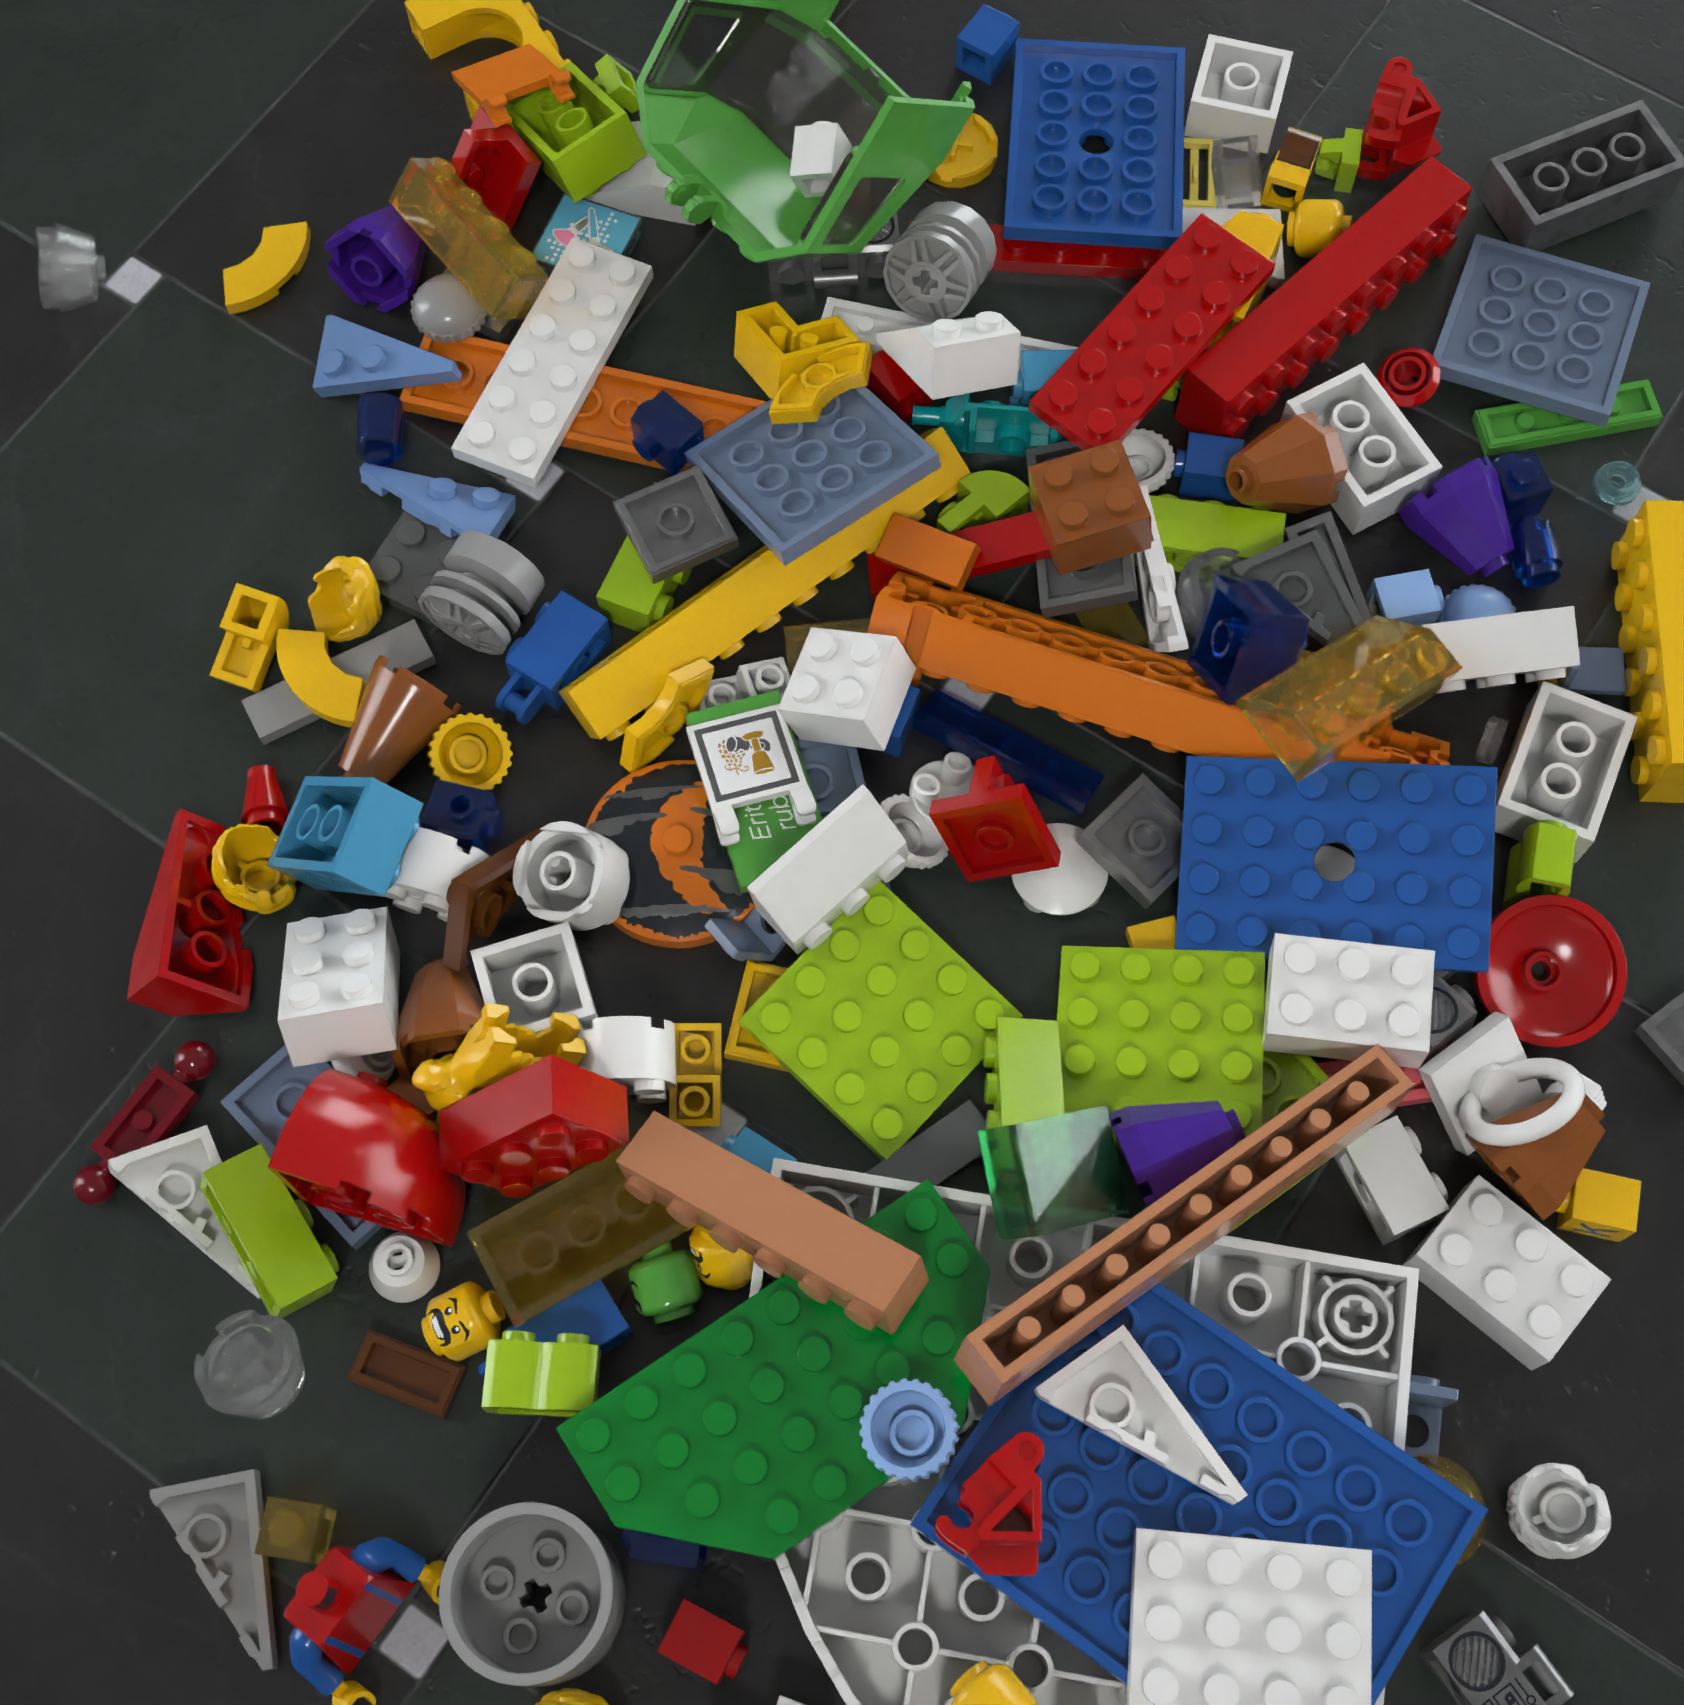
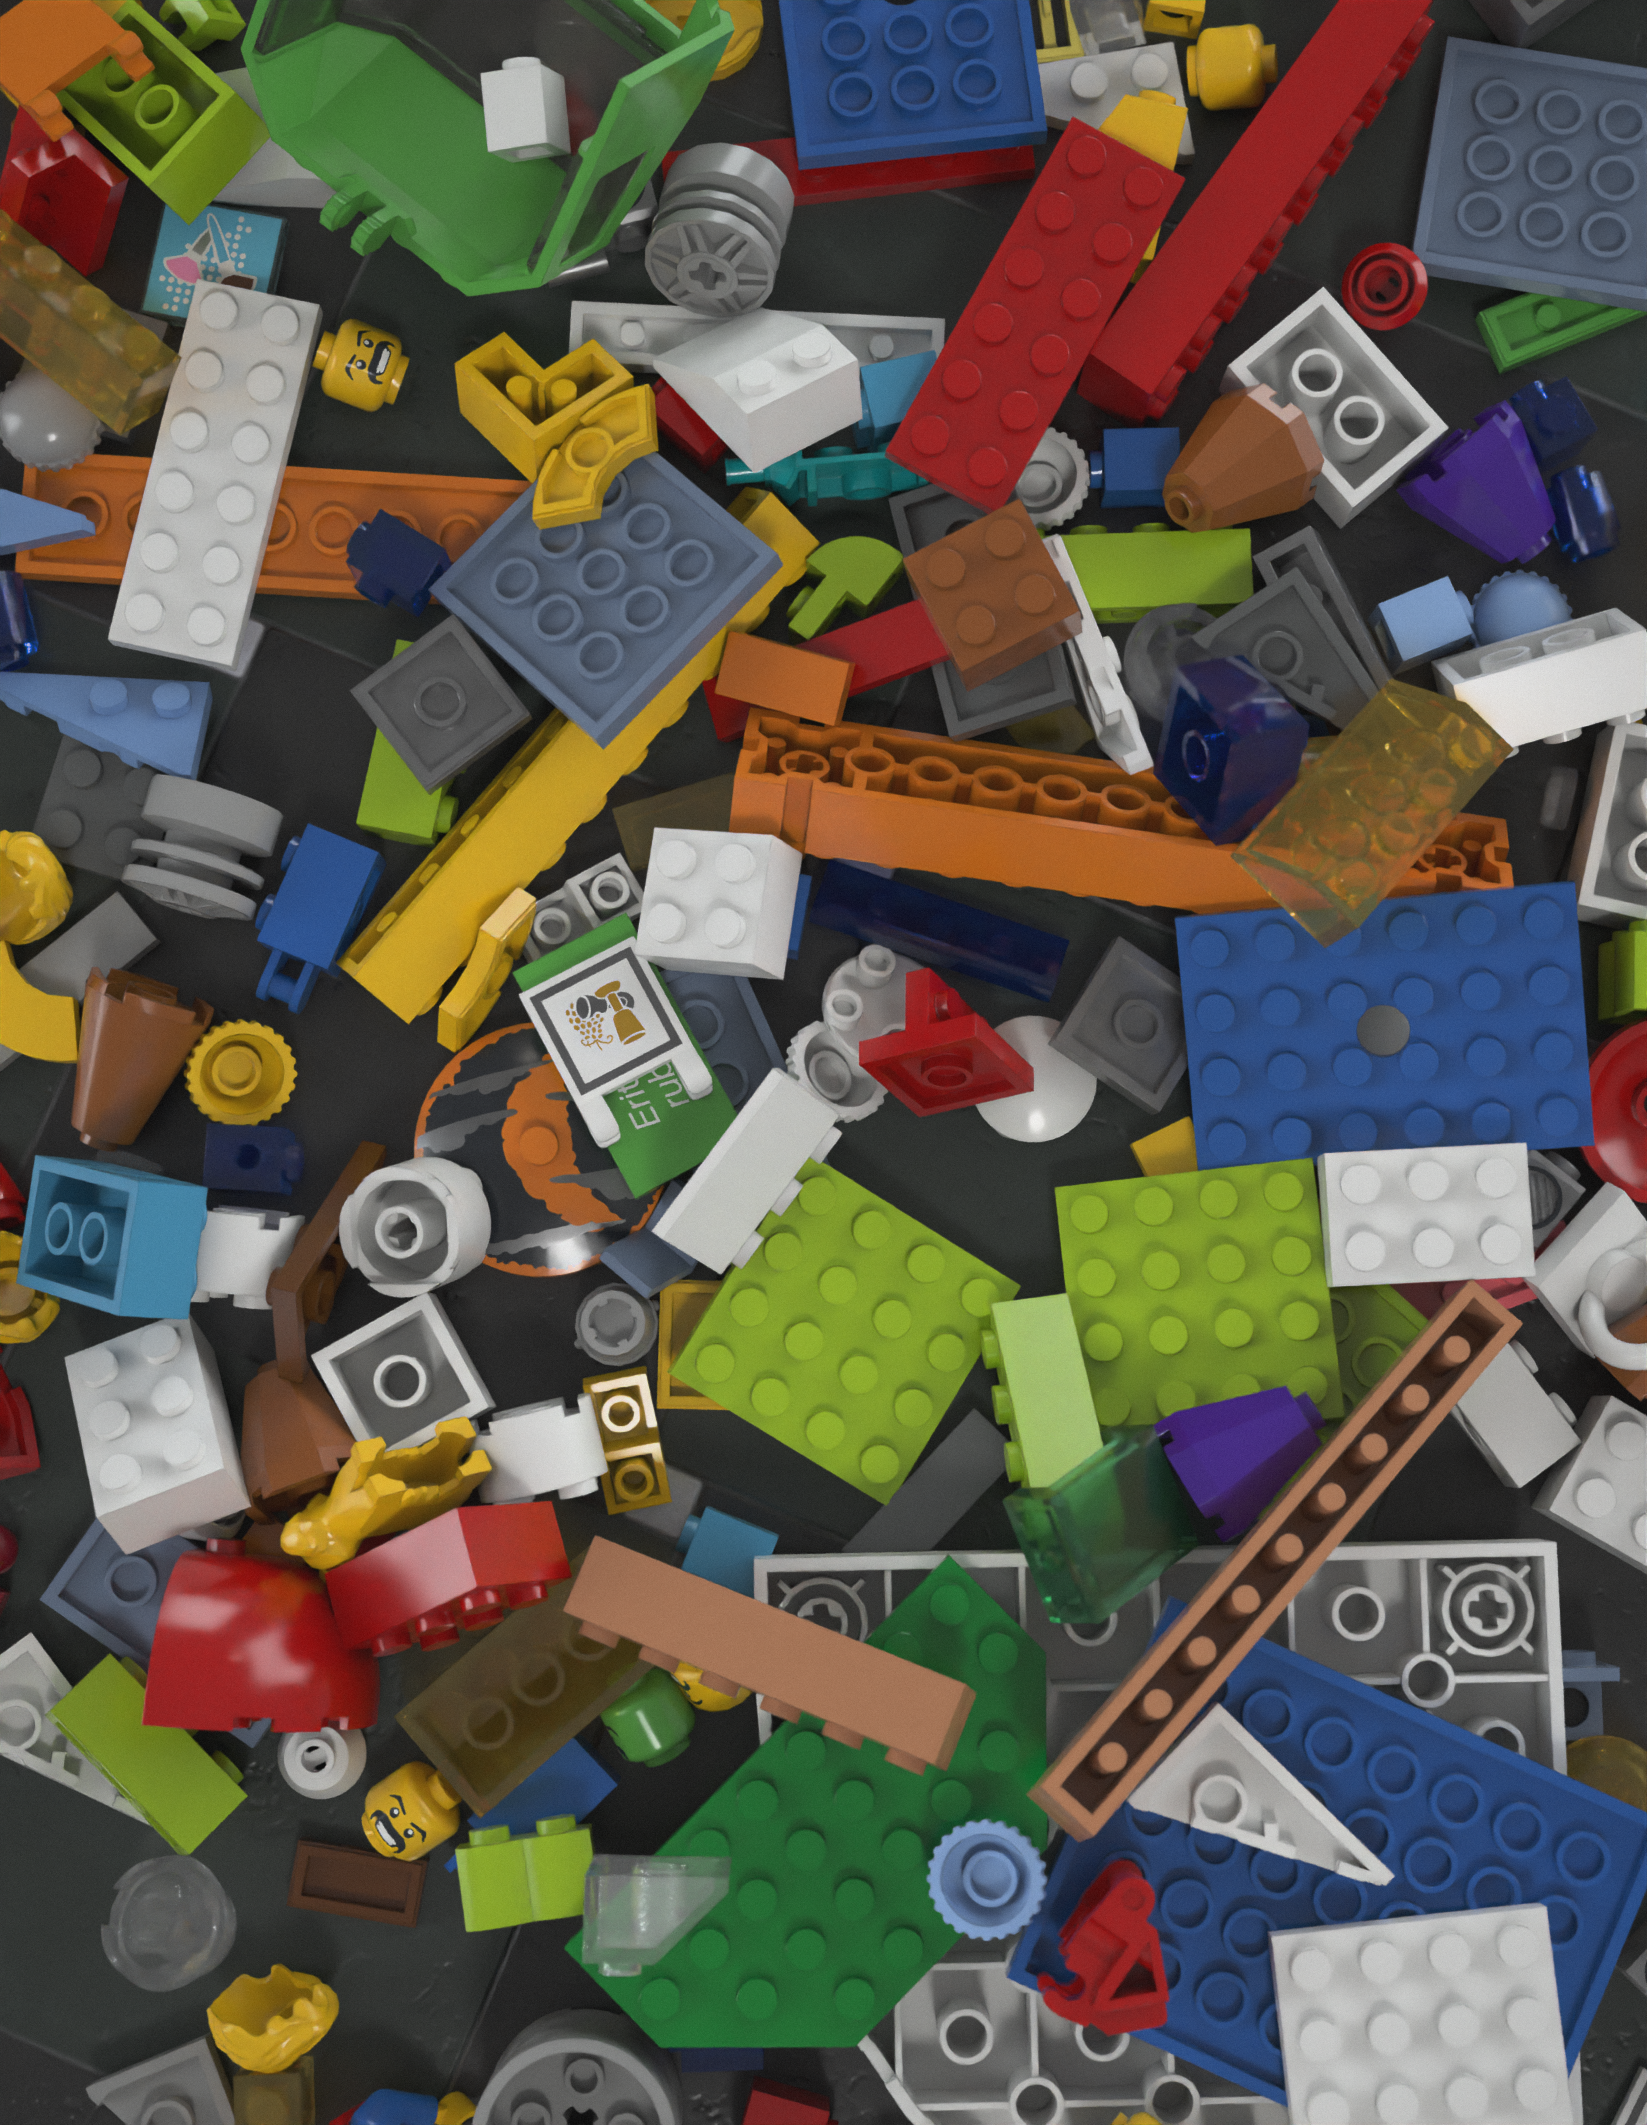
camera: 15 degrees left, 15 degrees up
(310, 1464) = (272, 2018): none -> yellow hair
(628, 1387) = (645, 1905): none -> clear slope
(672, 313) = (361, 365): none -> yellow head
(706, 986) = (616, 1324): none -> light grey piece

